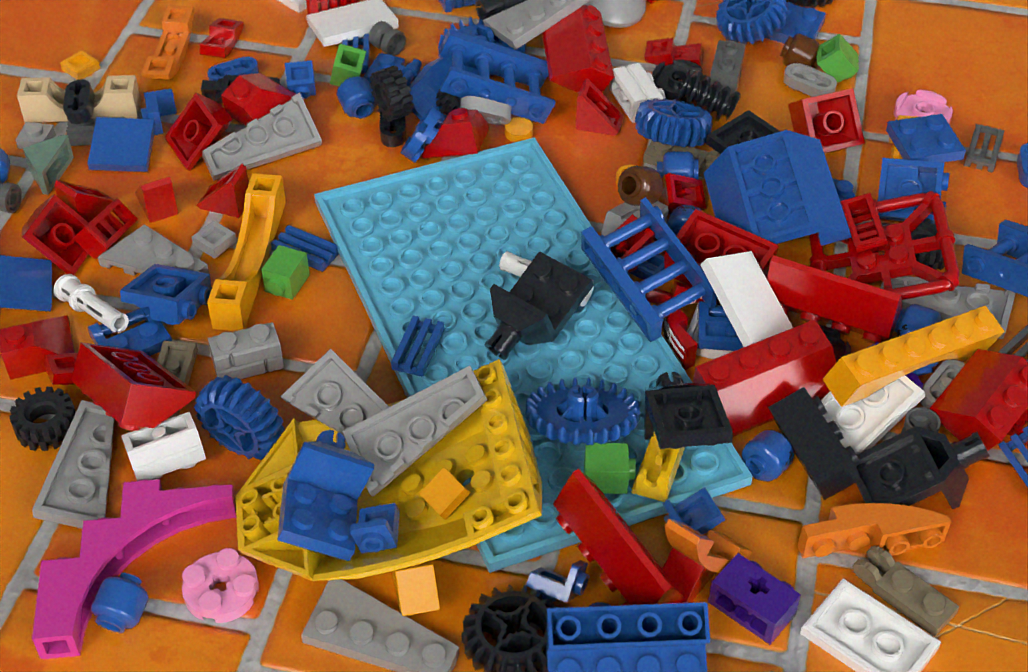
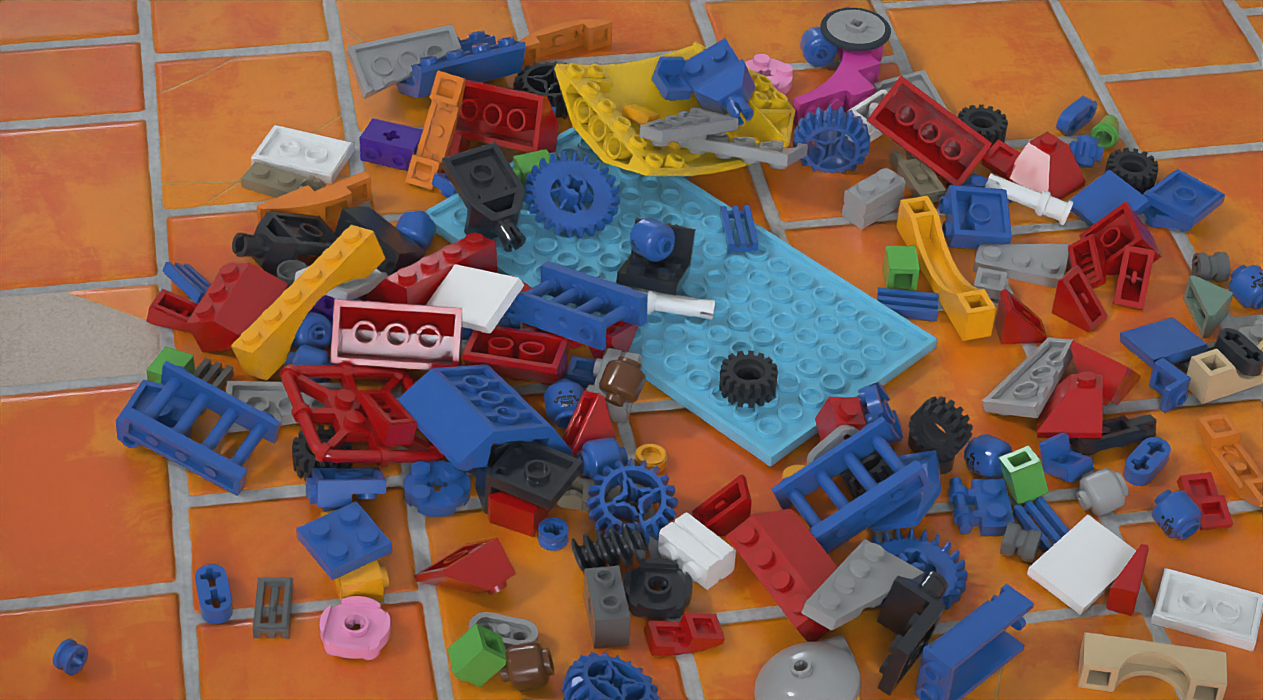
camera: 155 degrees right, 5 degrees down
(68, 574) = (855, 29): none -> light grey wheel
(255, 26) = (1177, 514): none -> blue head
(294, 49) = (1102, 492): none -> light grey head
(516, 175) = (748, 367): none -> black tyre
(542, 286) = (652, 239): none -> blue head

